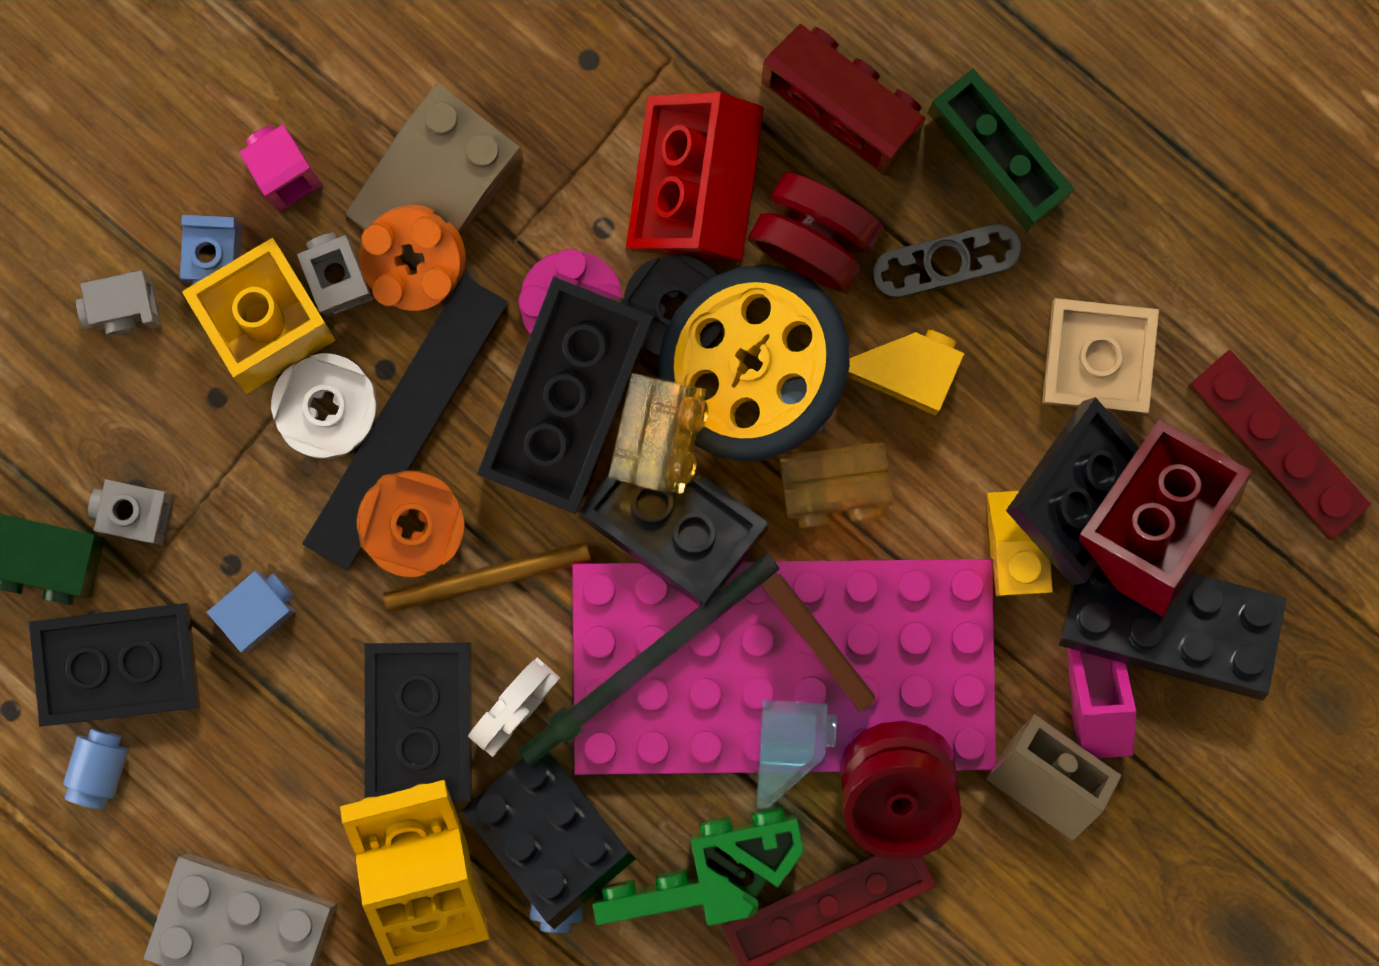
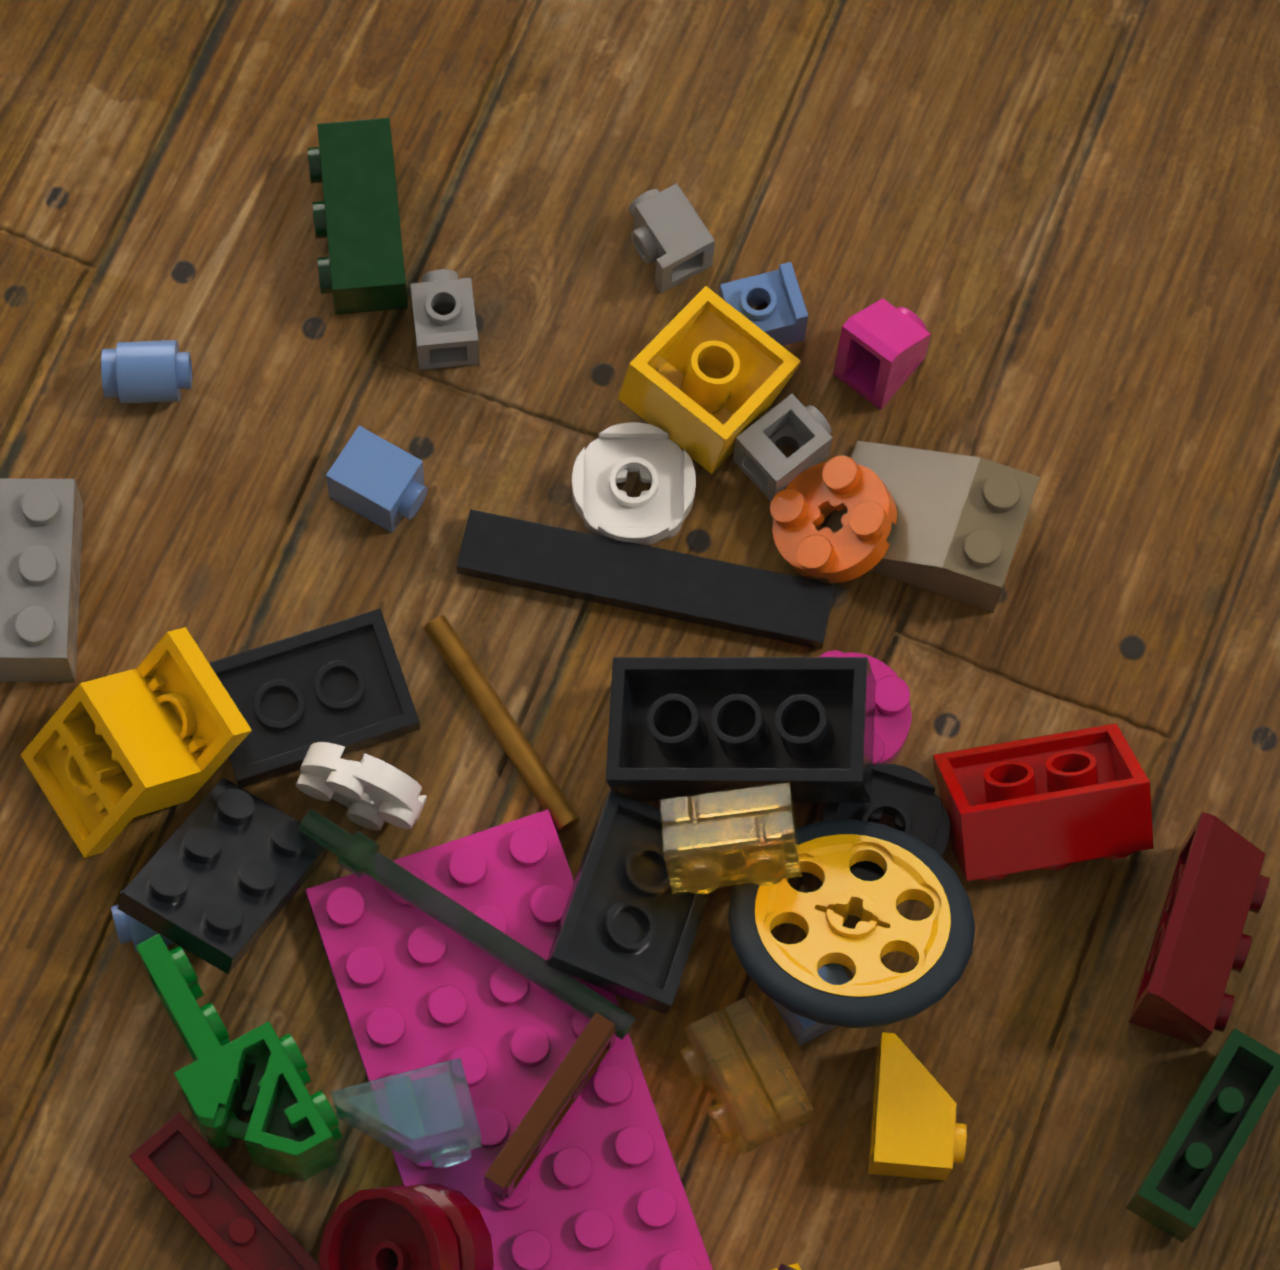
camera: 65 degrees right, 15 degrees down
(114, 664) = (269, 357): black plate -> none
(424, 550) = (558, 588): orange plate -> none
(815, 232) = (1040, 950): dark red wheel -> none
(986, 264) = (1093, 1155): dark grey beam -> none

